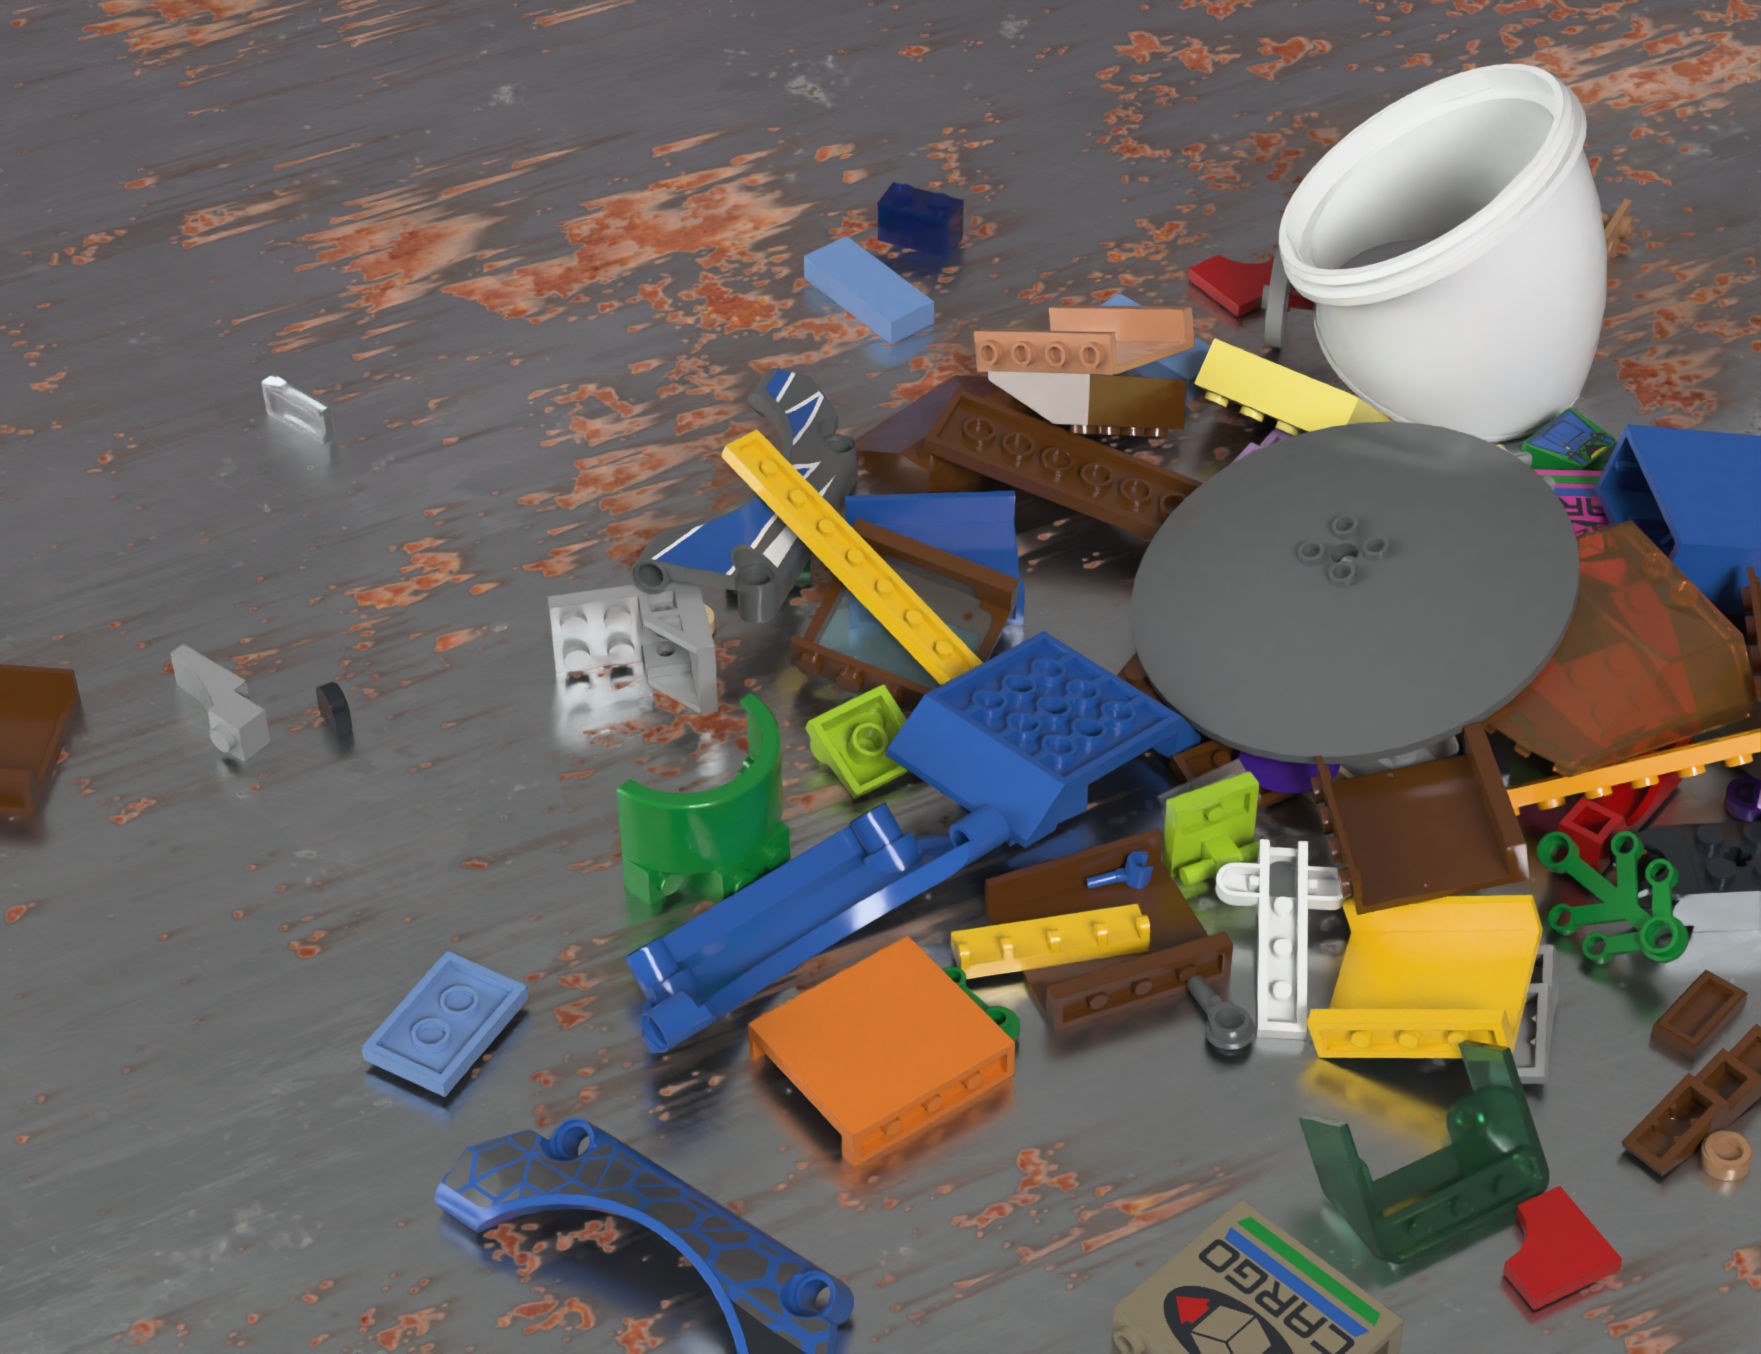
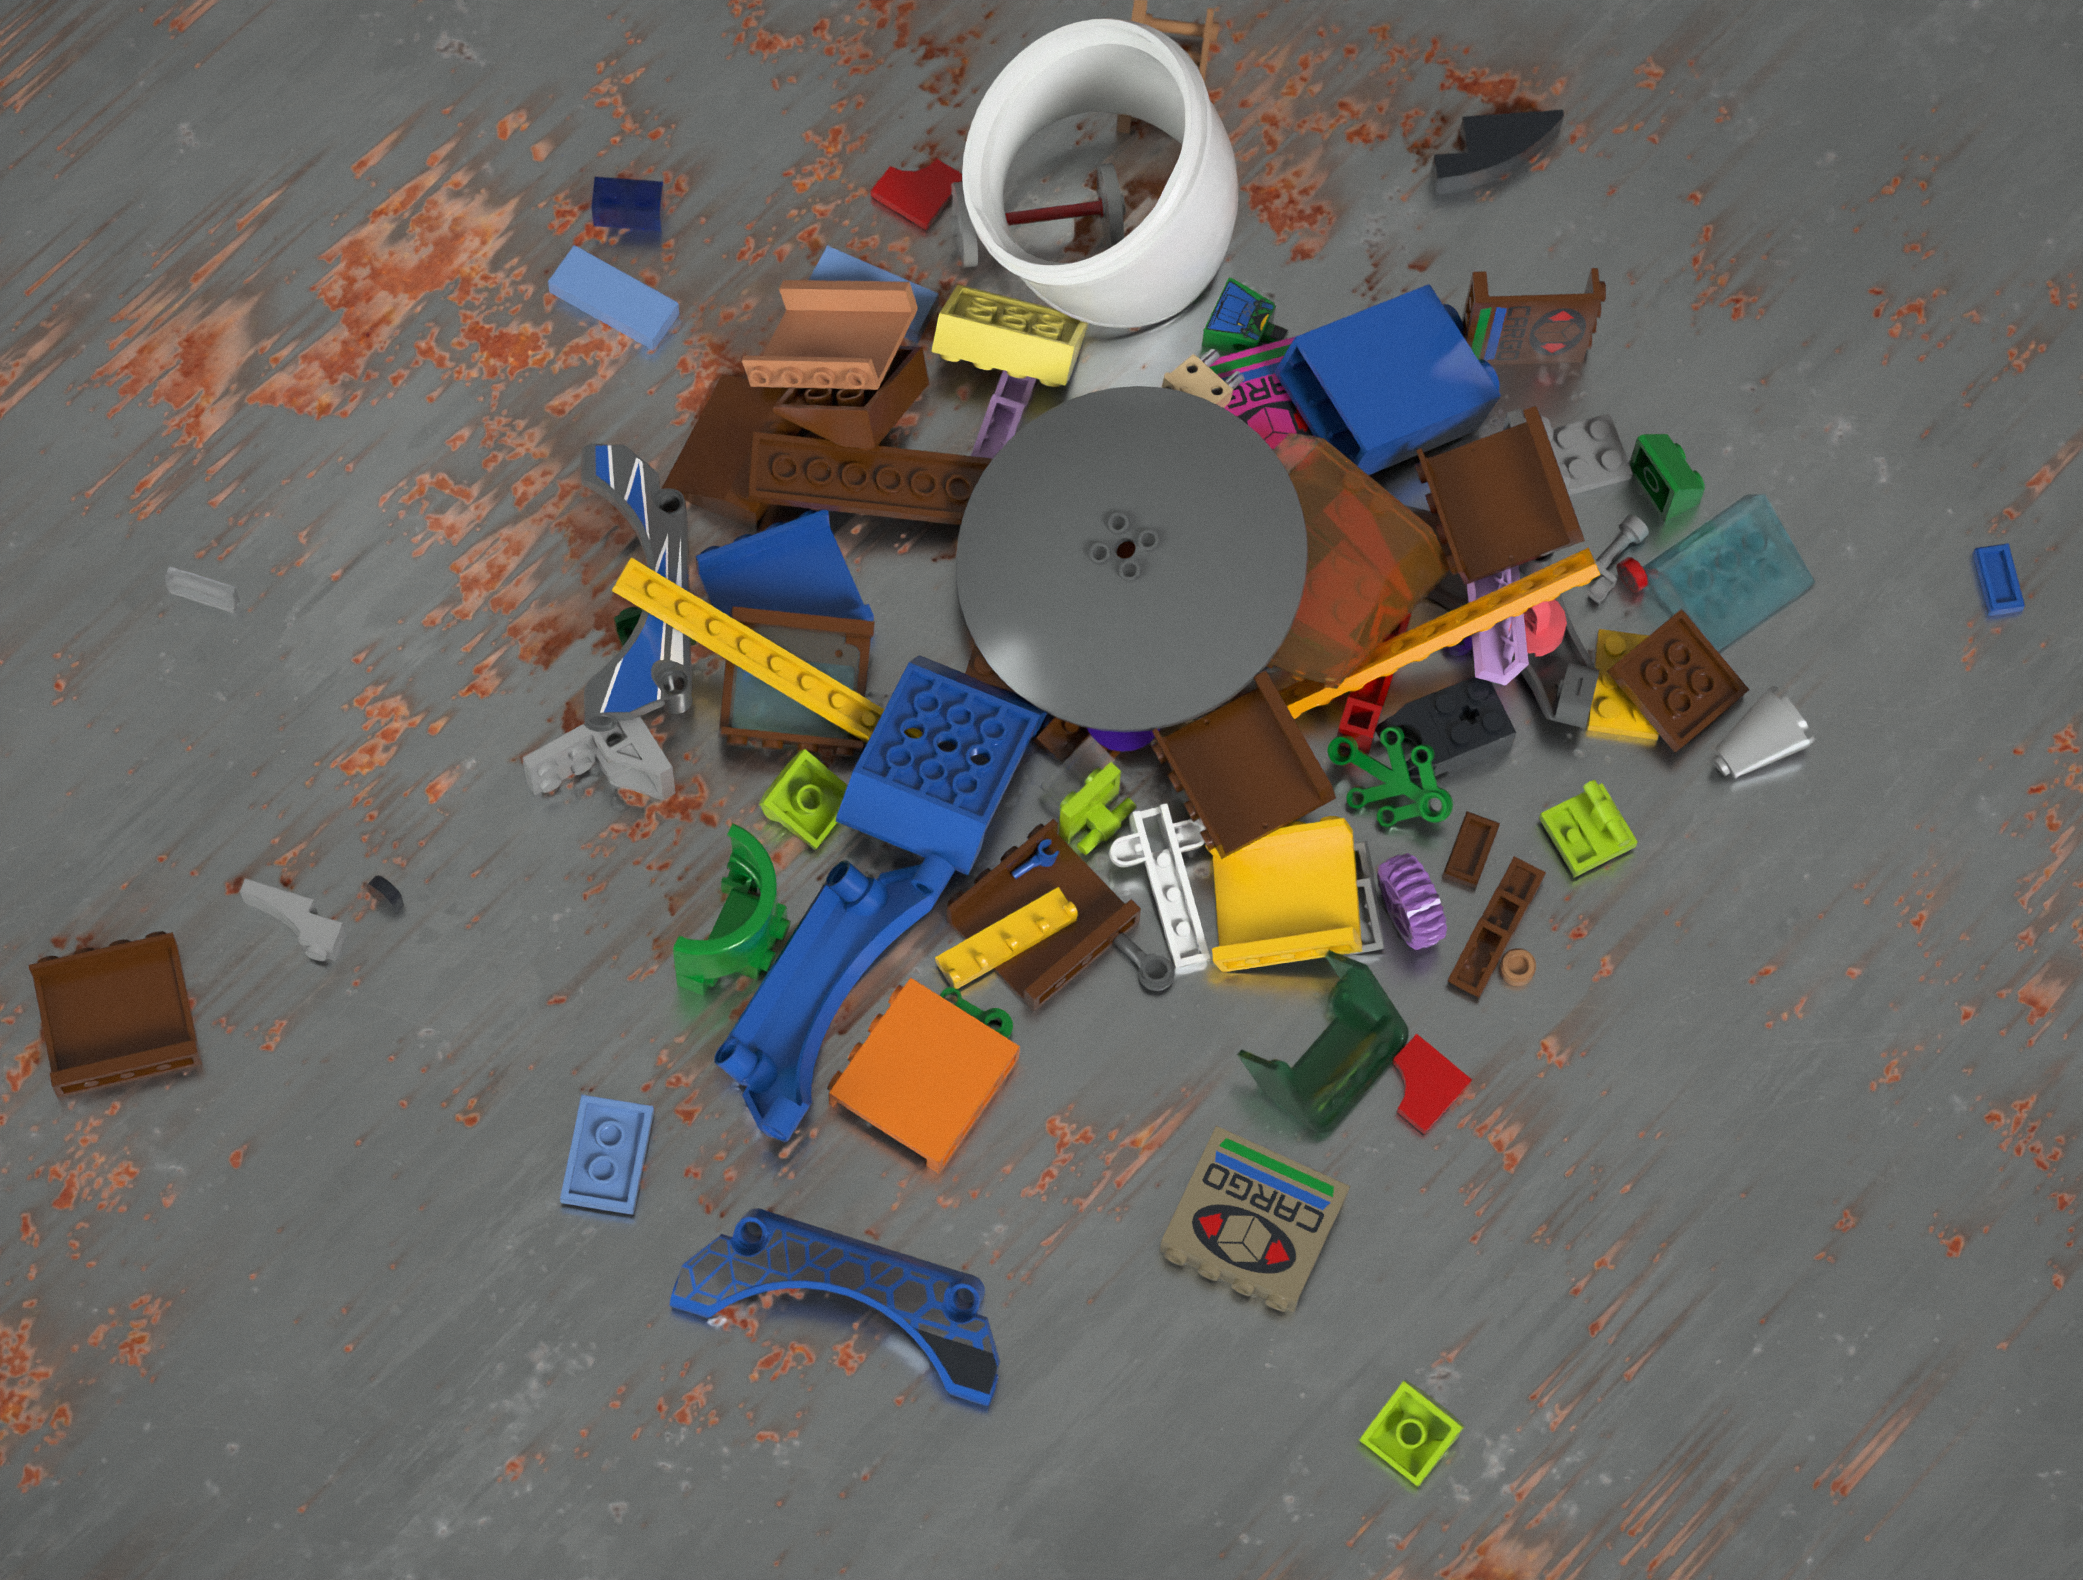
camera: 25 degrees left, 25 degrees up
(1599, 1026) = (1411, 901): none -> medium lavender gear

